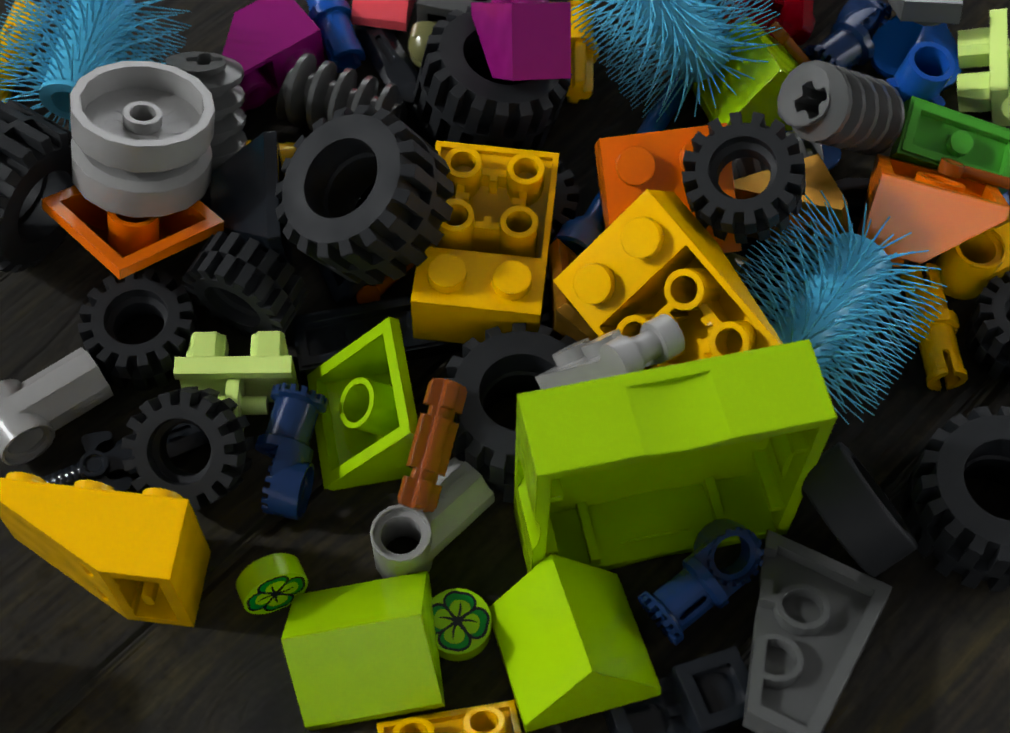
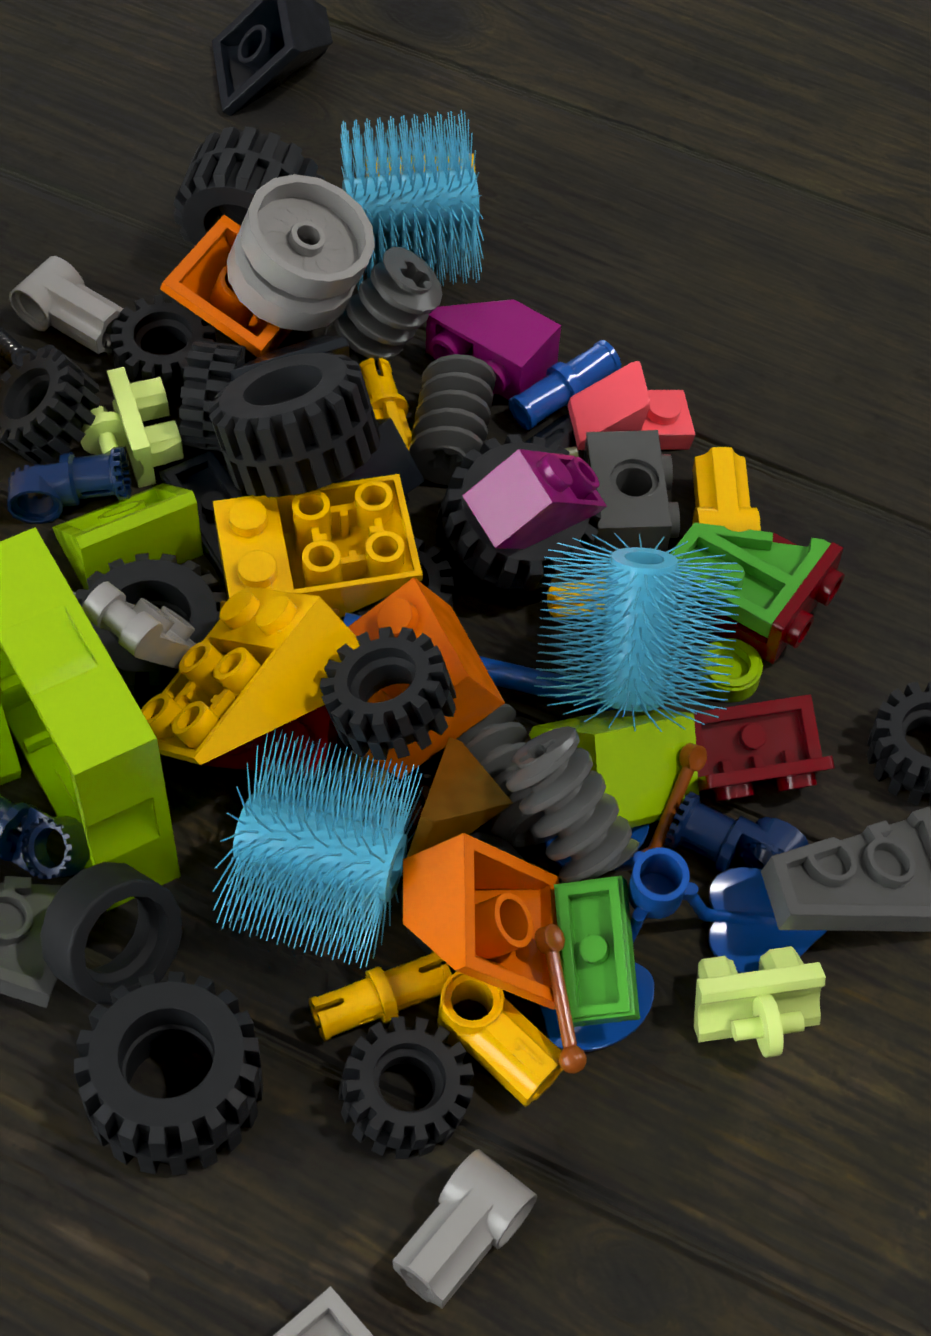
camera: 70 degrees right, 5 degrees down
(432, 445) = (86, 555): dark orange axle -> none

